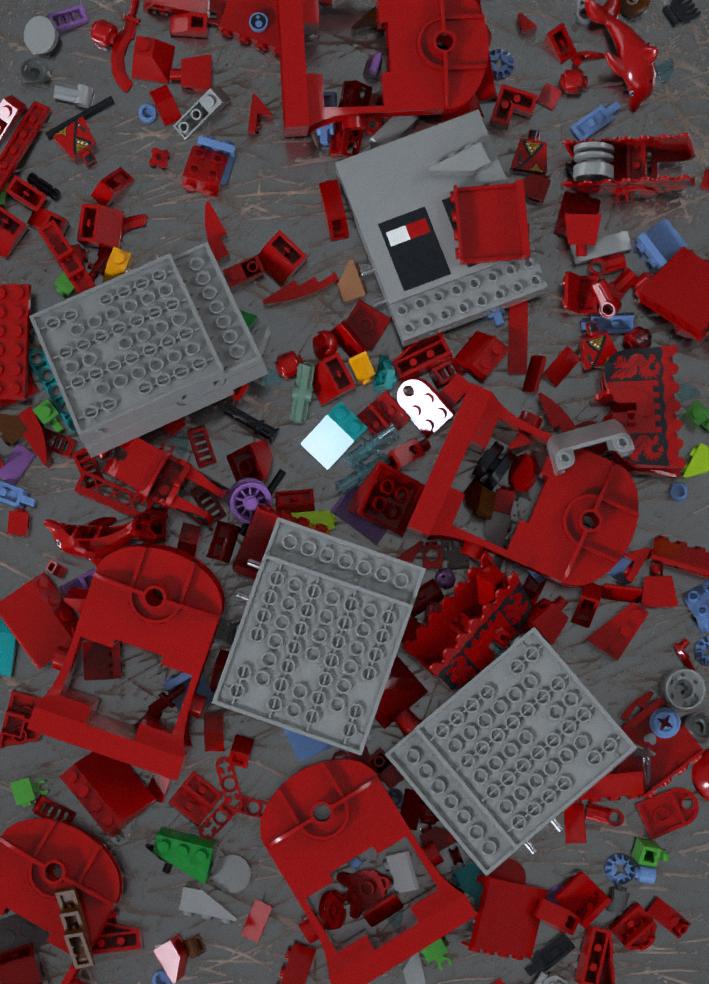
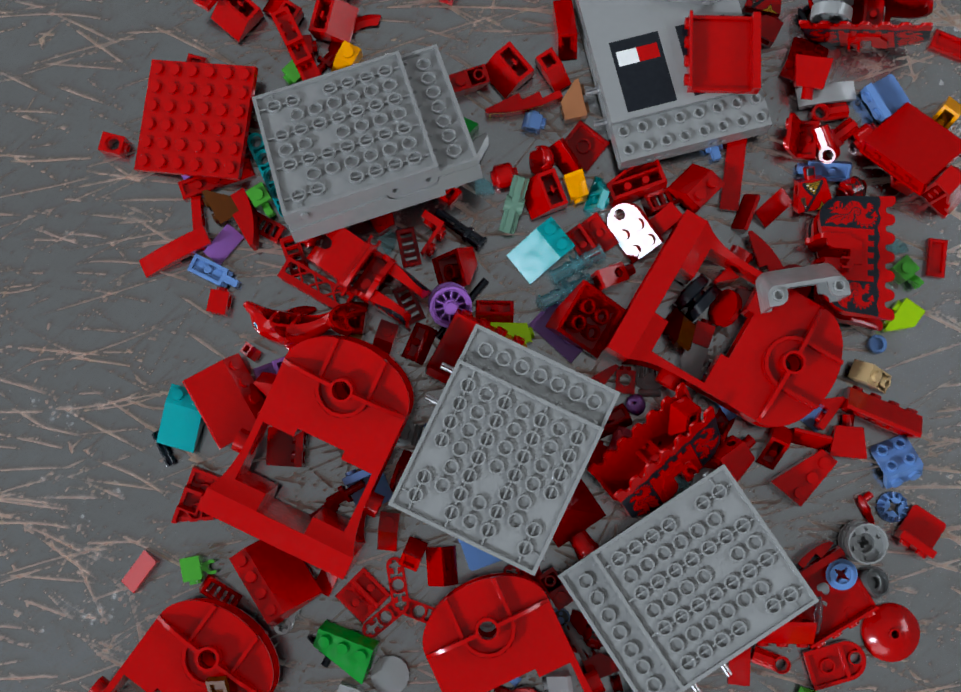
camera: 15 degrees right, 0 degrees up
(215, 234) = (446, 40): red slope -> none
(223, 420) = (432, 223): none -> red bracket
(270, 760) = (441, 566): none -> red panel
(313, 307) = (533, 122): none -> medium blue plate
(326, 253) = (552, 70): none -> red slope
(412, 818) = (577, 641): none -> light grey pin
(674, 524) = (870, 376): none -> tan slope

